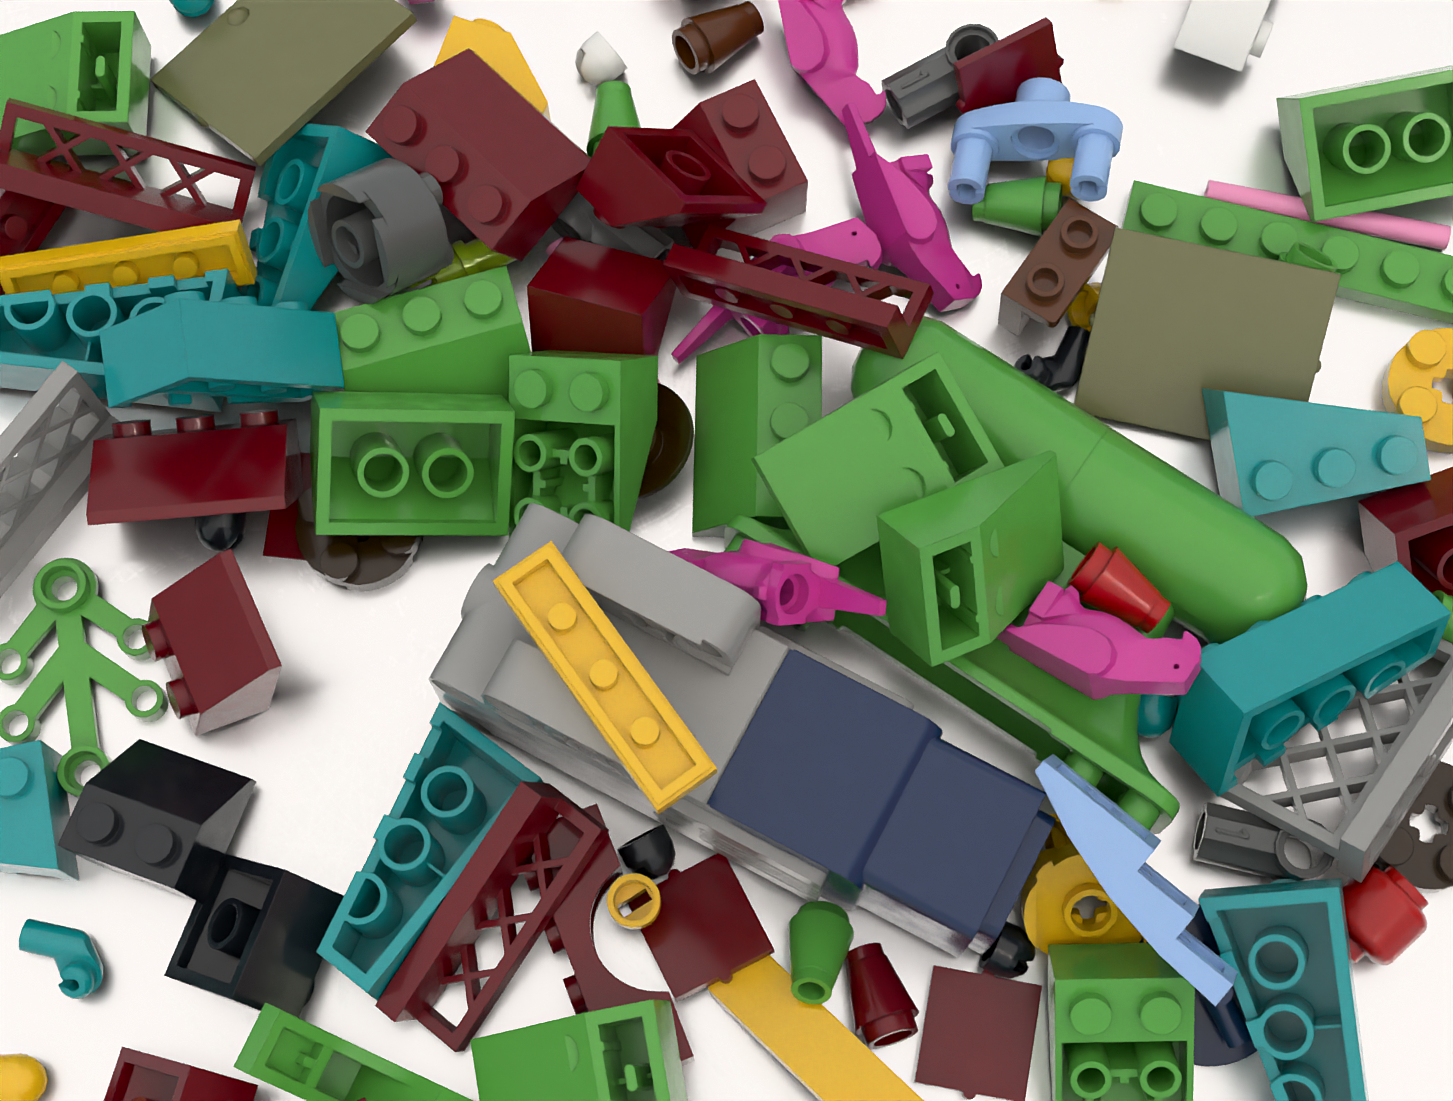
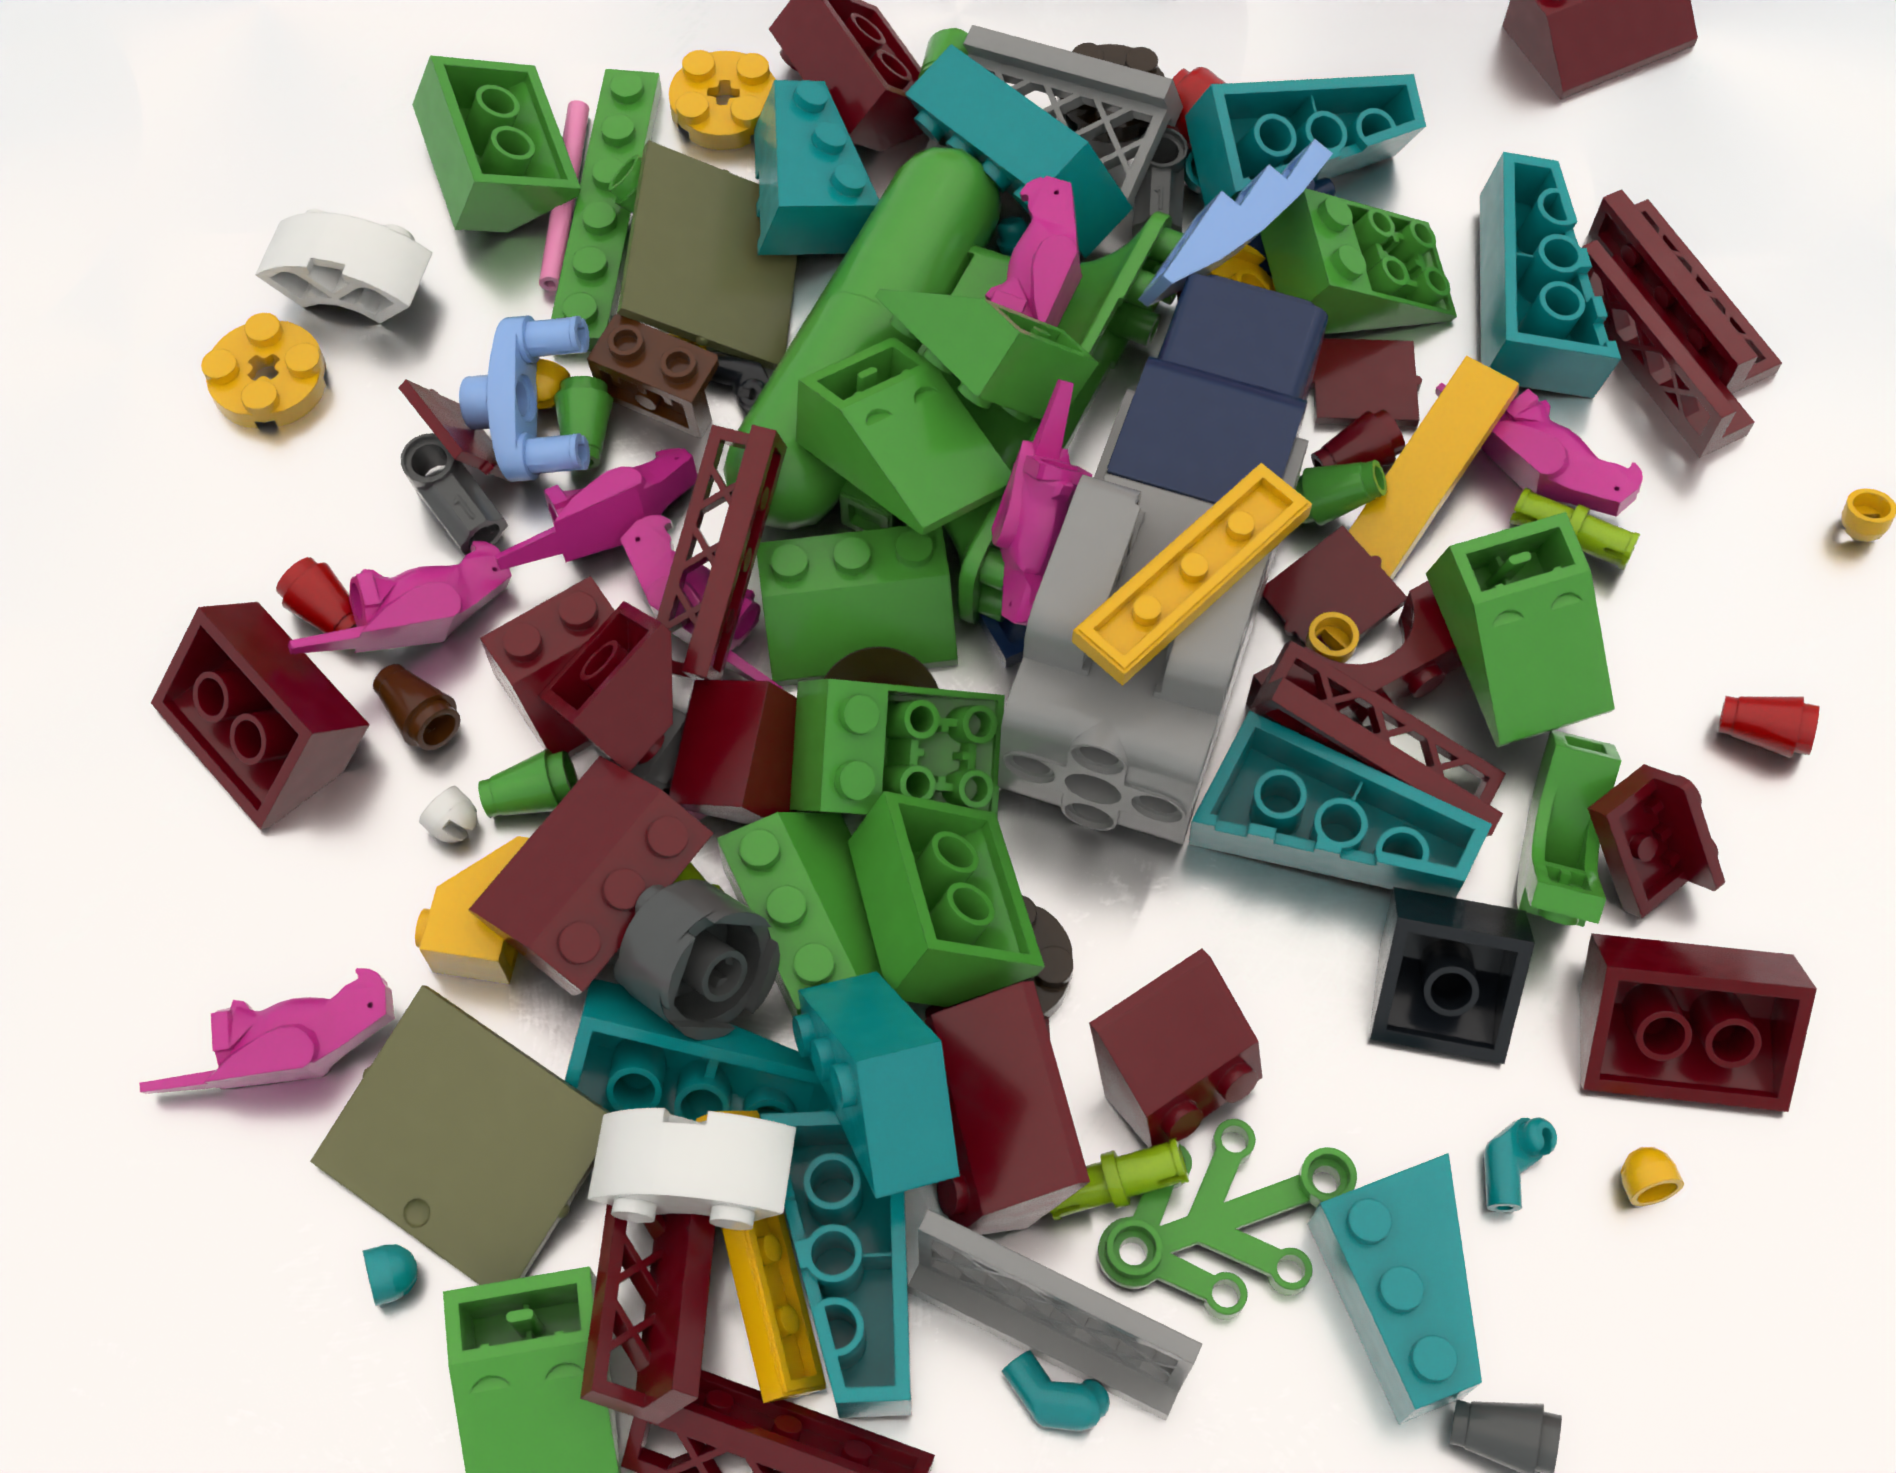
camera: 100 degrees left, 10 degrees down
(125, 583) = (1127, 1176): none -> lime pin
(159, 818) = (1360, 1083): black slope -> none
(180, 200) = (671, 1164): none -> white brick
(649, 853) = (1268, 640): black hinge -> none
(1117, 587) = (976, 265): red cone -> none

